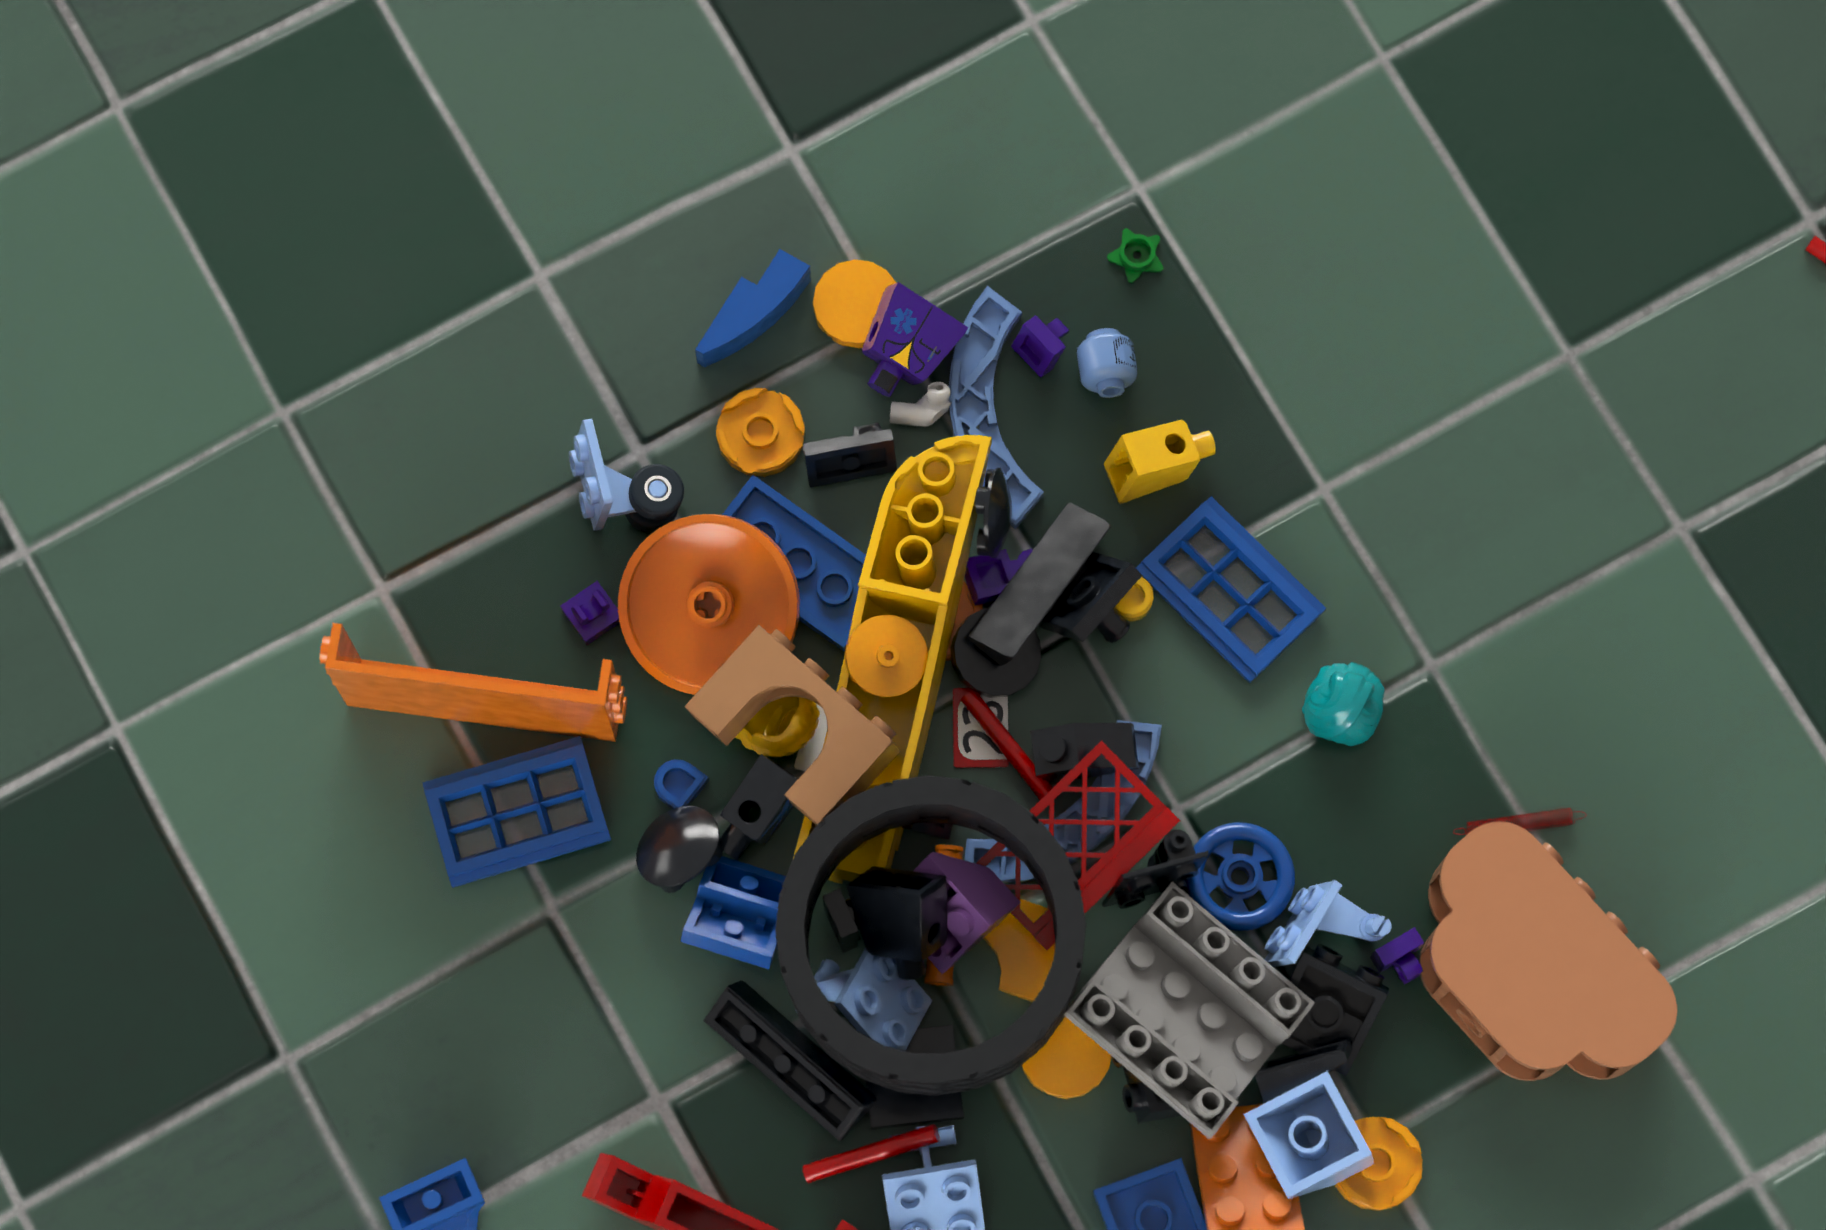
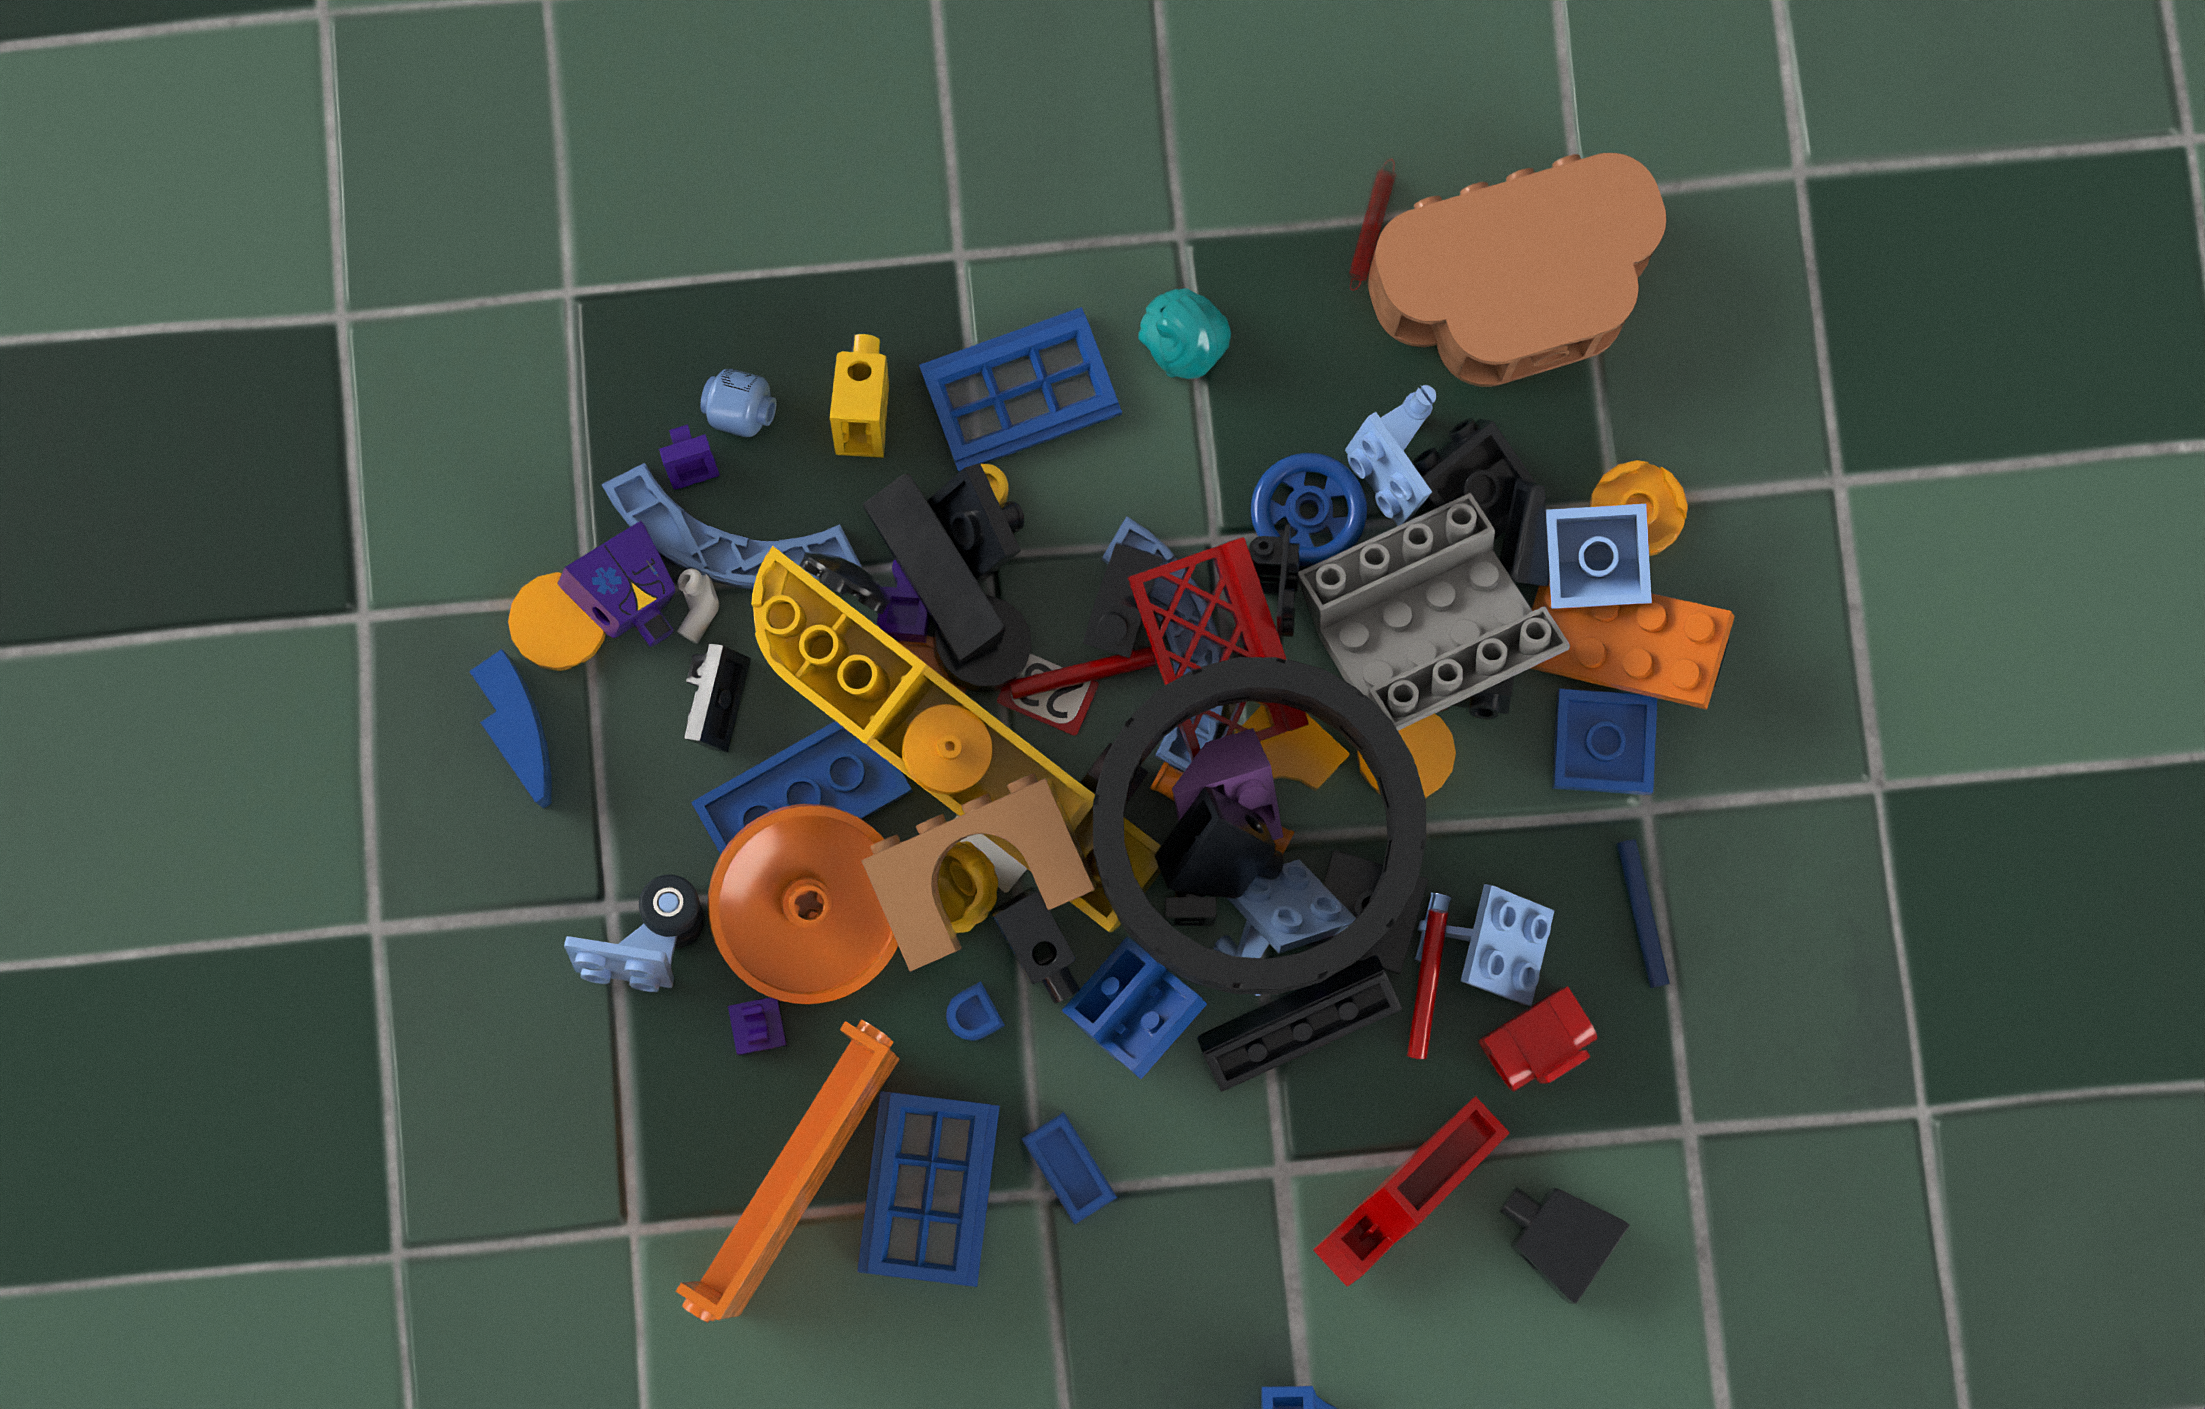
camera: 65 degrees left, 5 degrees up
(583, 920) = (1069, 1168): none -> blue tile
(678, 847) = (1041, 1041): black dish -> none
(760, 432) = (647, 776): light orange tile -> none
(1136, 243) = (636, 312): green plate -> none
(1400, 956) = (1453, 393): dark purple tile -> none

